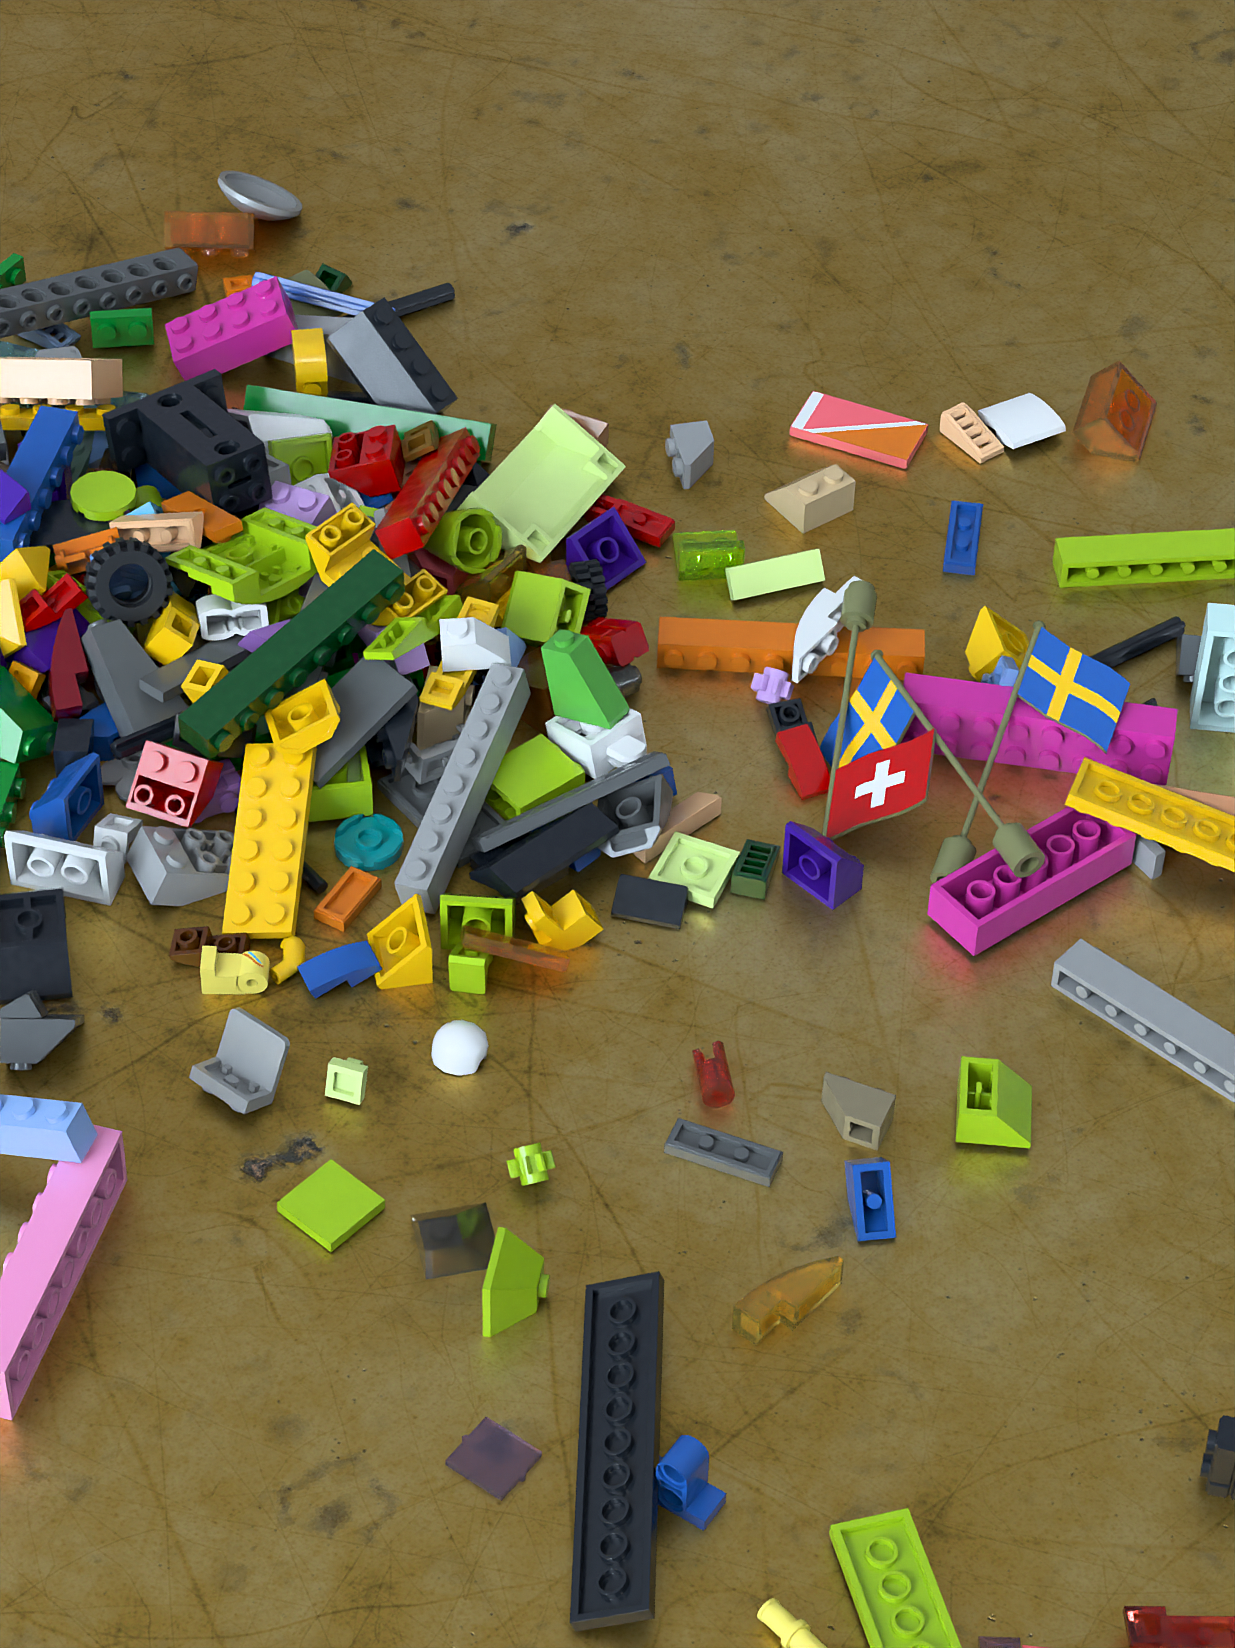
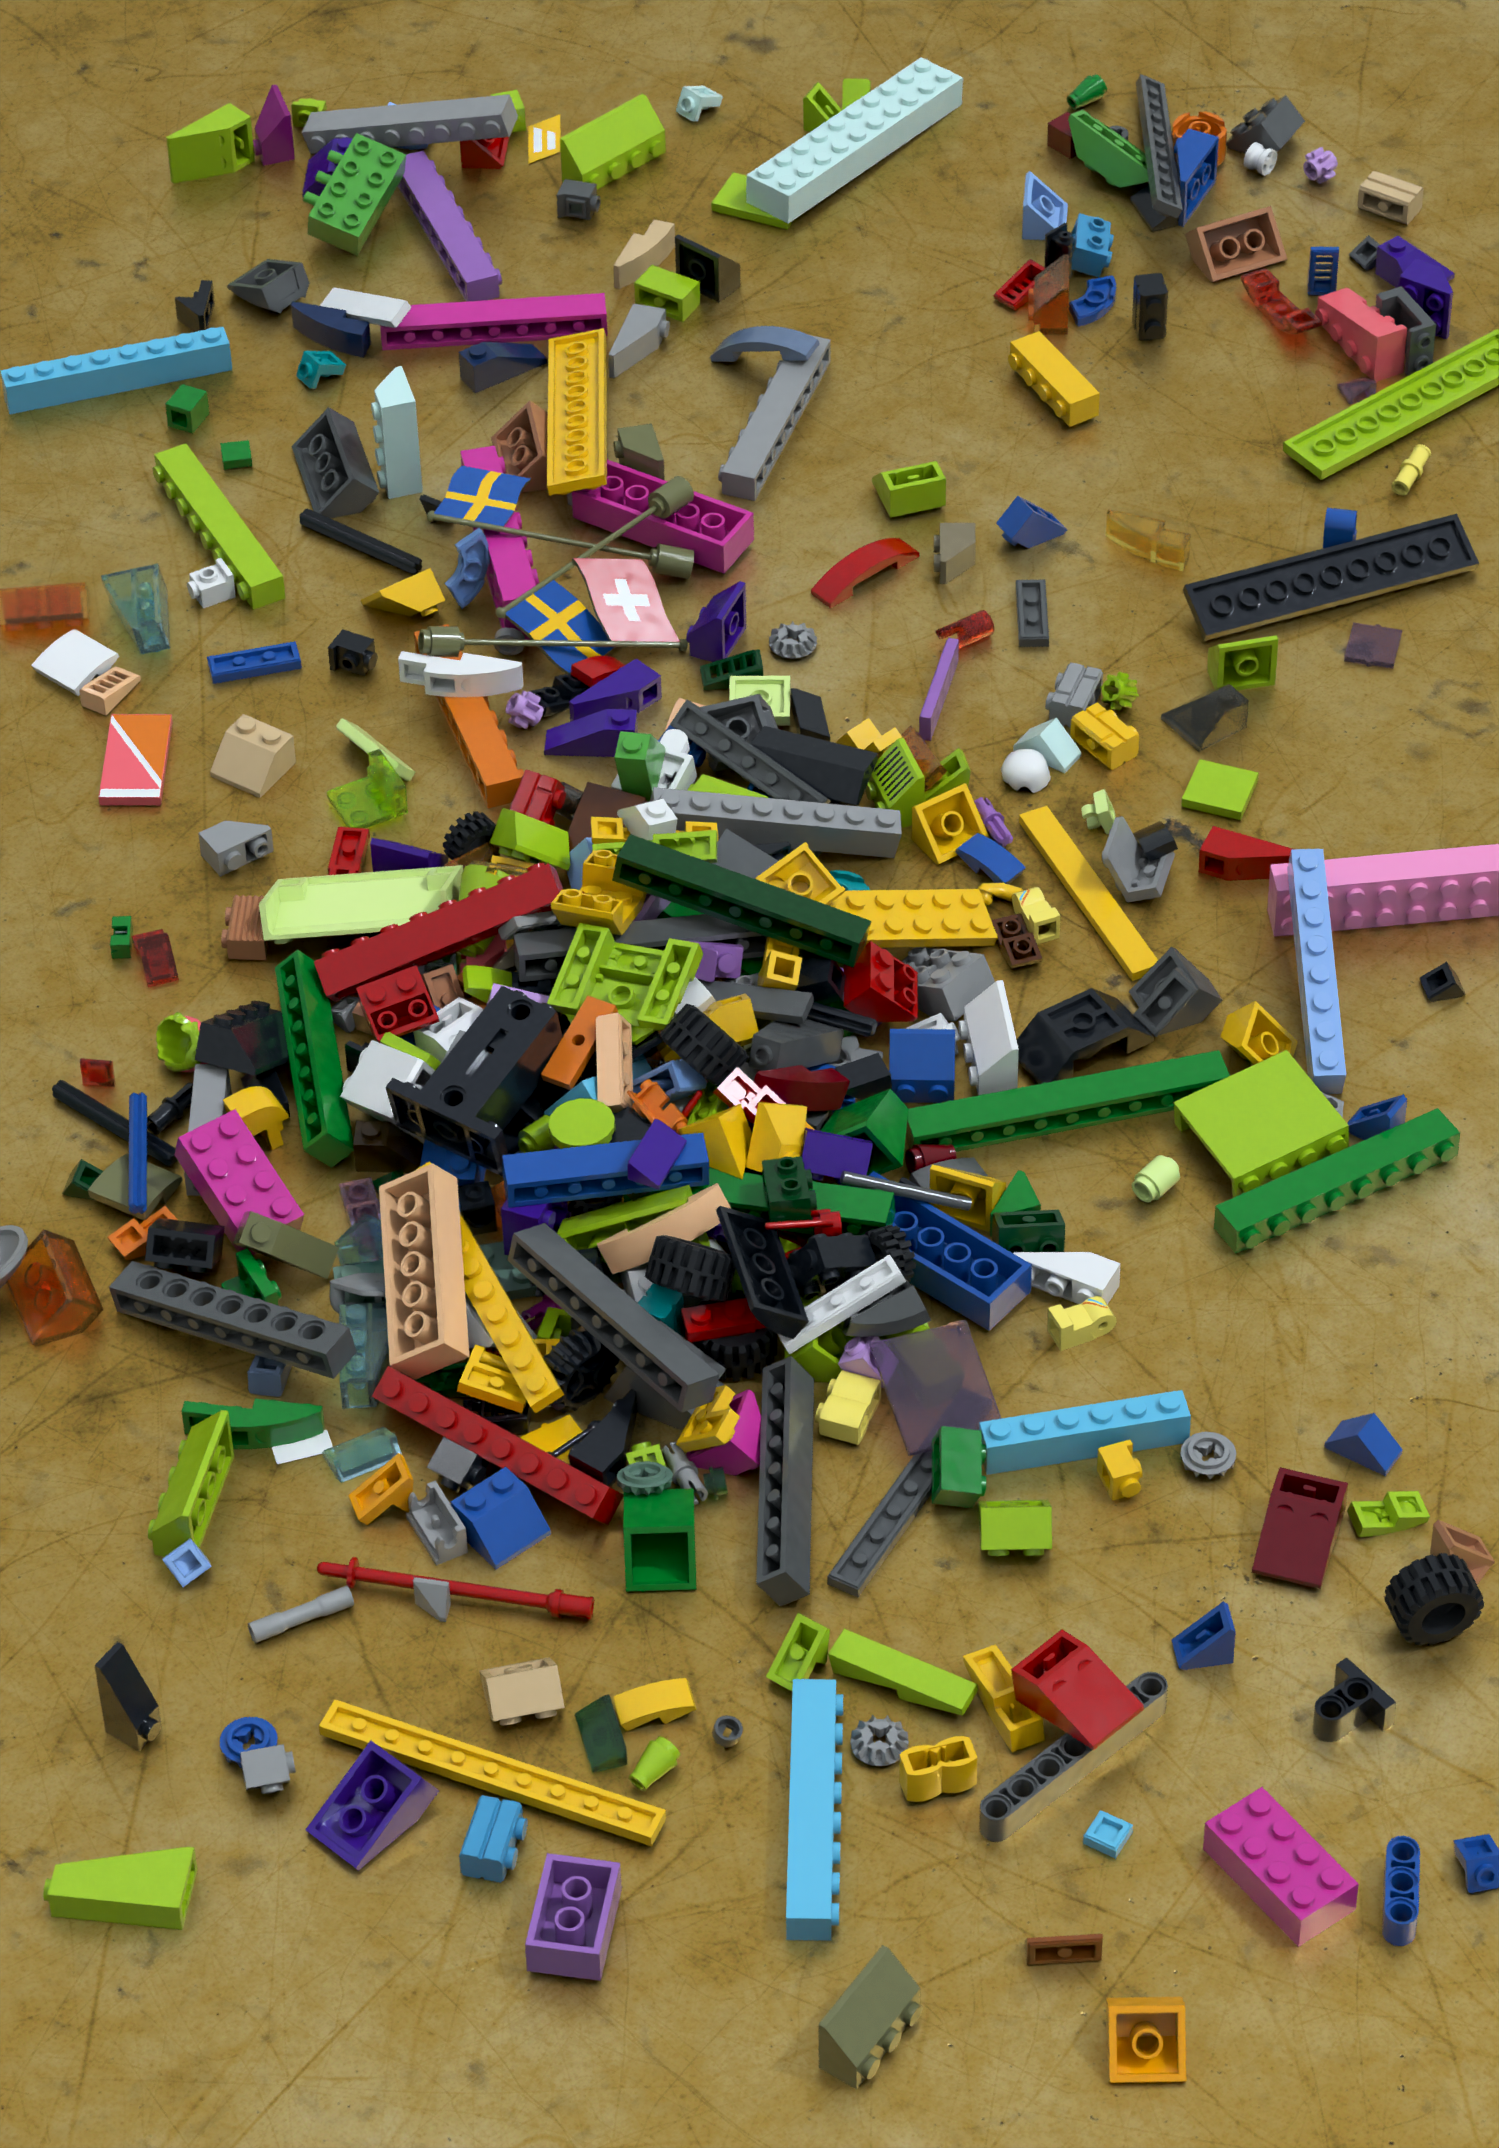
camera: 110 degrees left, 0 degrees up
(145, 333) = (285, 1244): none -> olive slope
(190, 286) = (185, 1244): none -> black brick
(205, 1033) = (1088, 892): none -> yellow tile
(206, 1168) = (1239, 856): none -> red slope
(286, 1104) = (1155, 841): none -> black slope
(347, 898) = (908, 880): orange tile -> none
(393, 989) = (993, 822): none -> medium lavender axle
(420, 441) = (340, 992): pearl gold slope -> none
(448, 356) = (178, 1042): none -> lime hair
(451, 310) = (97, 1072): none -> clear red slope
(468, 1127) = (1105, 735): none -> yellow brick
(485, 1078) = (1053, 743): none -> light aqua slope
(545, 1119) = (1074, 692): none -> light grey brick
(572, 379) = (155, 957): none -> clear red slope
(624, 370) = (122, 938): none -> green piece
(627, 1015) = (939, 689): none -> medium lavender tile
(705, 734) = (591, 734): none -> dark purple slope
(765, 774) = (629, 687): none -> dark purple slope
(771, 937) = (789, 647): none -> light grey gear
(877, 1033) = (859, 565): none -> red slope
(930, 595) = (352, 653): none -> black brick
(1064, 469) = (142, 605): none -> clear light blue wedge
(1091, 522) = (212, 584): none -> white brick
(1122, 878) = (640, 450): none -> olive slope
(1137, 1314) = (1054, 378): none -> yellow brick

